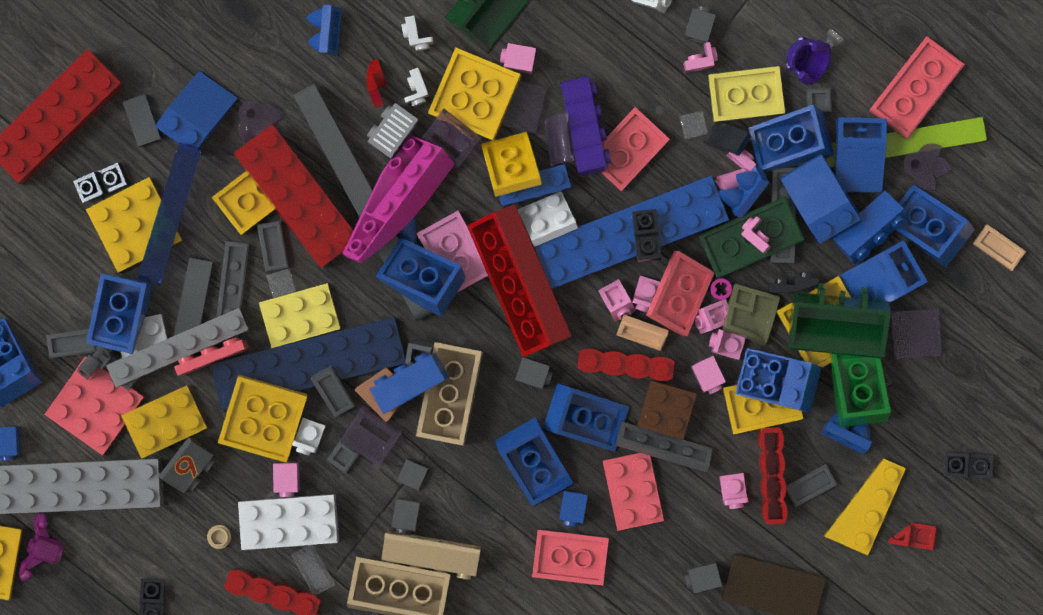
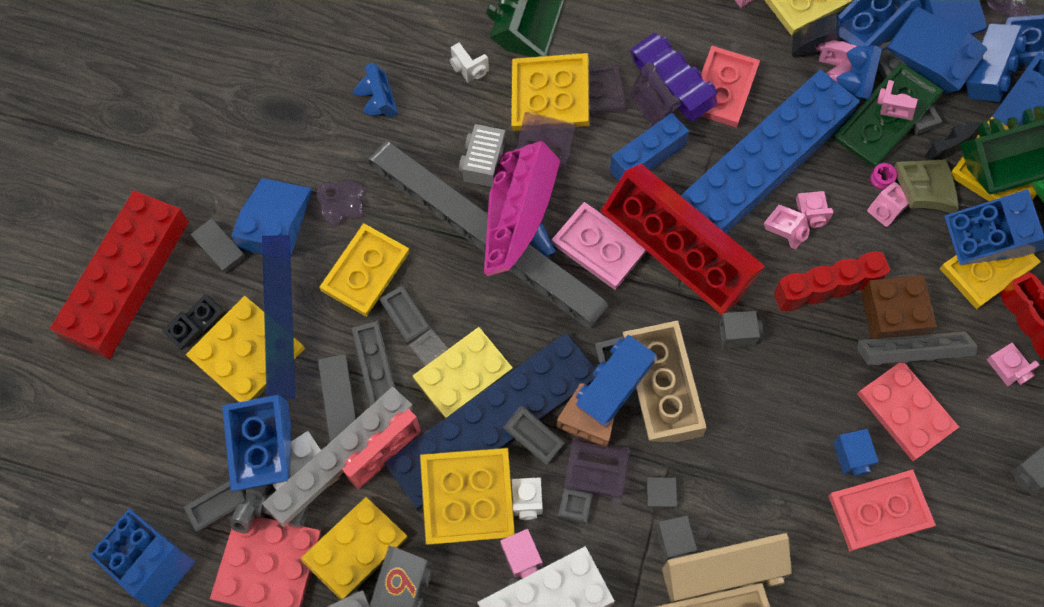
camera: 20 degrees left, 20 degrees down
(295, 195) = (408, 249): red brick -> none
(375, 80) = (448, 120): red slope -> none
(416, 83) = (491, 108): white bracket -> none
(422, 276) = (579, 270): blue slope -> none
(511, 164) = (619, 133): yellow plate -> none
(518, 58) = (579, 42): bright pink brick -> none
(533, 461) = (787, 420): blue slope -> none
(547, 219) = (684, 169): white plate -> none
(585, 417) = (816, 352): blue slope -> none
(642, 332) = (830, 244): light nougat tile -> none
(646, 235) = (788, 140): black slope -> none
(680, 293) = (849, 189): coral plate -> none
(693, 125) = (773, 45): clear tile -> none
(708, 375) = (920, 258): bright pink brick -> none
(726, 344) = (919, 224): bright pink bracket -> none

